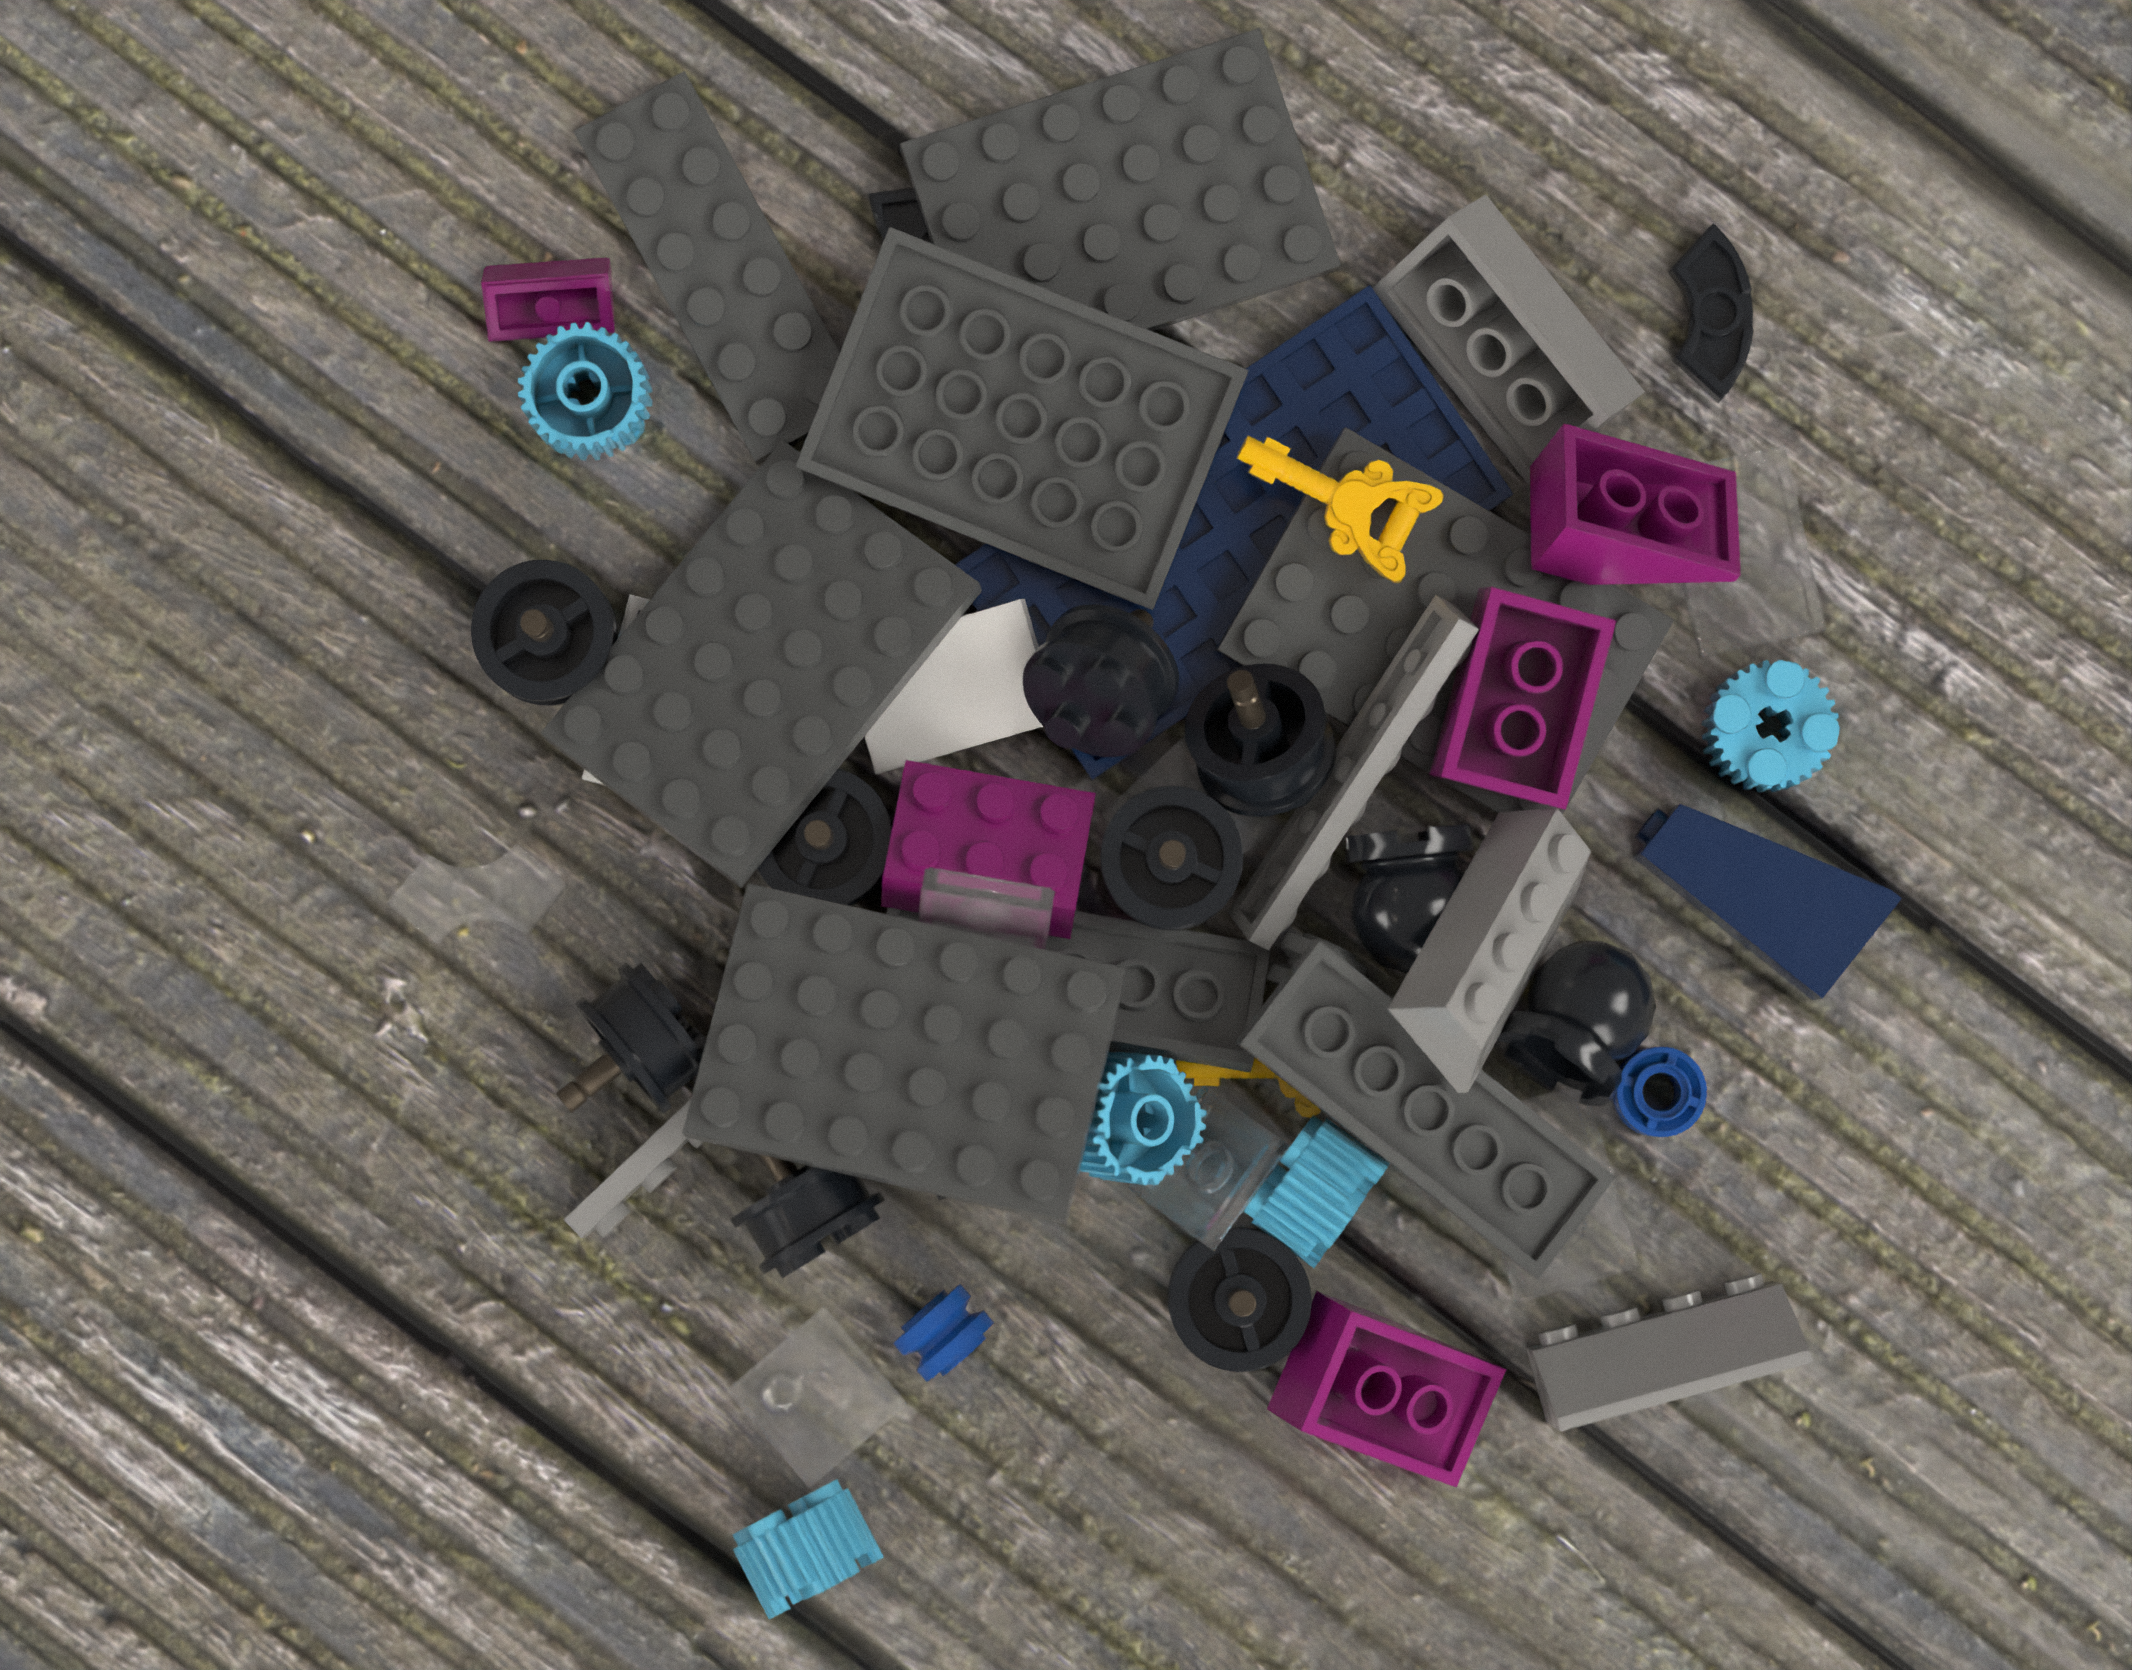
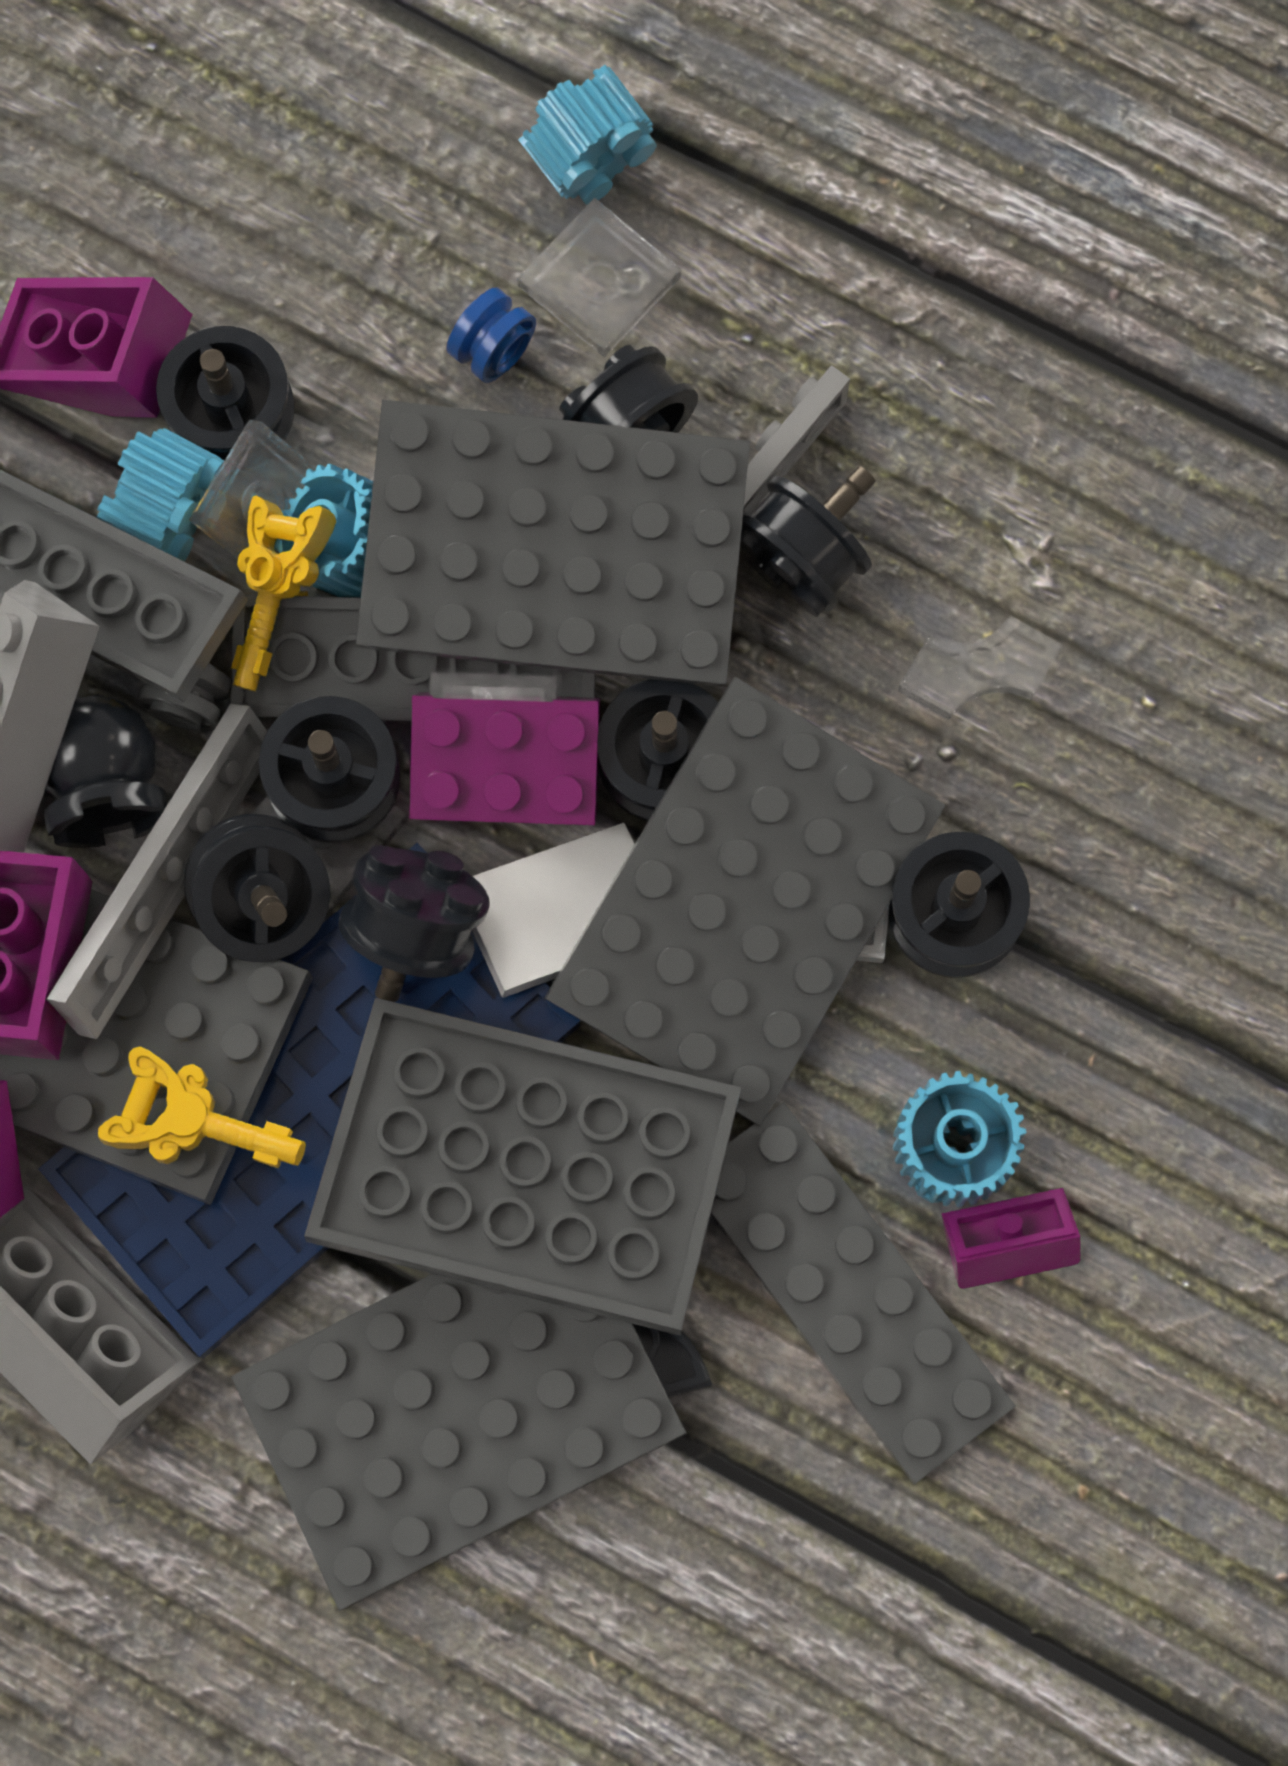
camera: 175 degrees right, 10 degrees down
(1205, 1072) = (275, 575): none -> yellow piece

